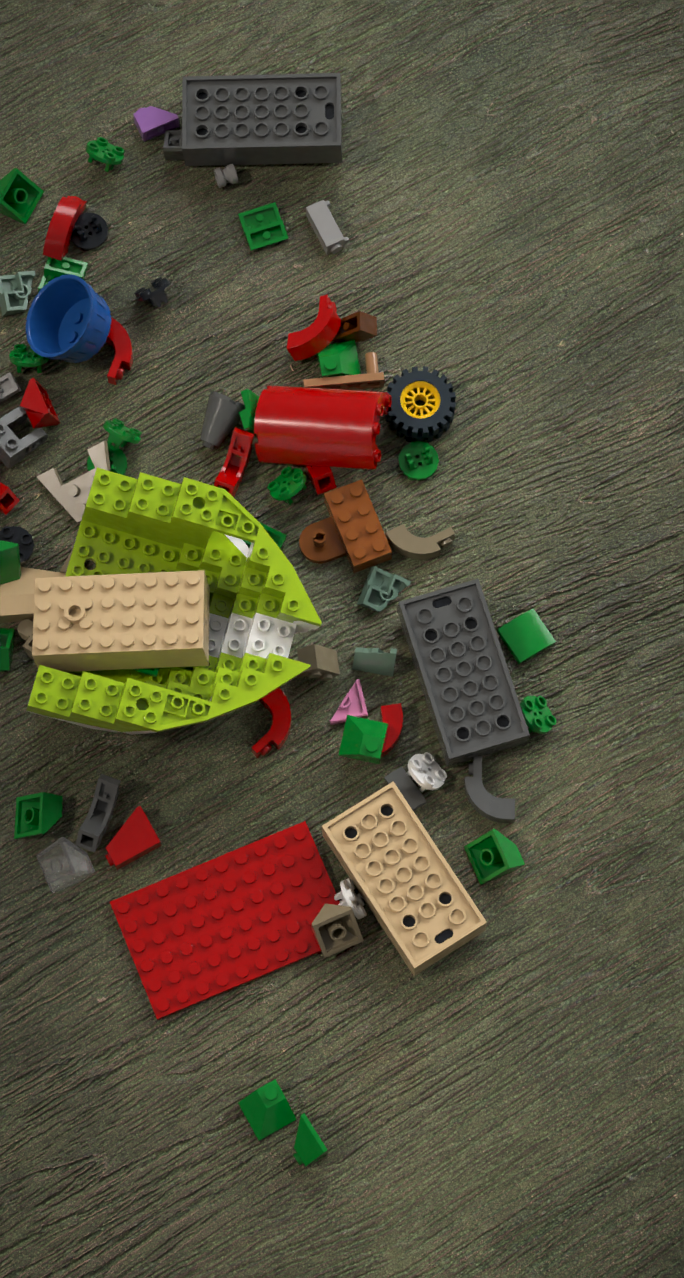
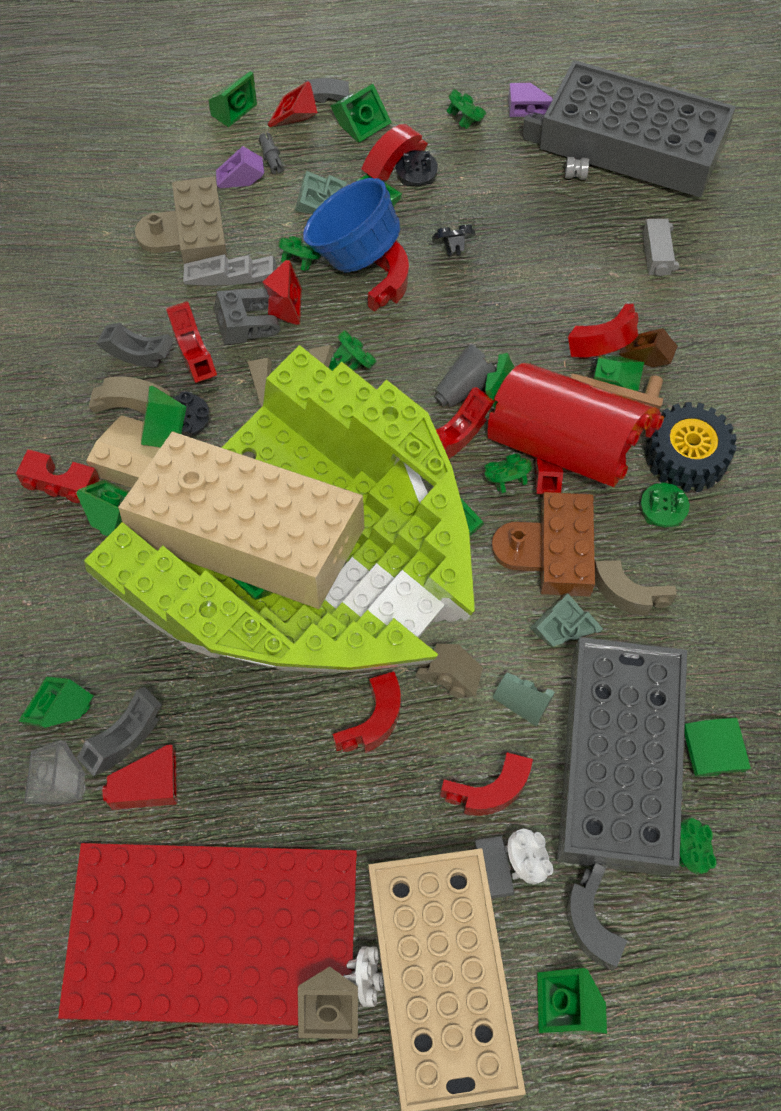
camera: 25 degrees right, 10 degrees down
(263, 226) = (594, 225): green slope -> none
(351, 705) = (473, 740): bright pink tile -> none
(363, 739) = (468, 782): green slope -> none

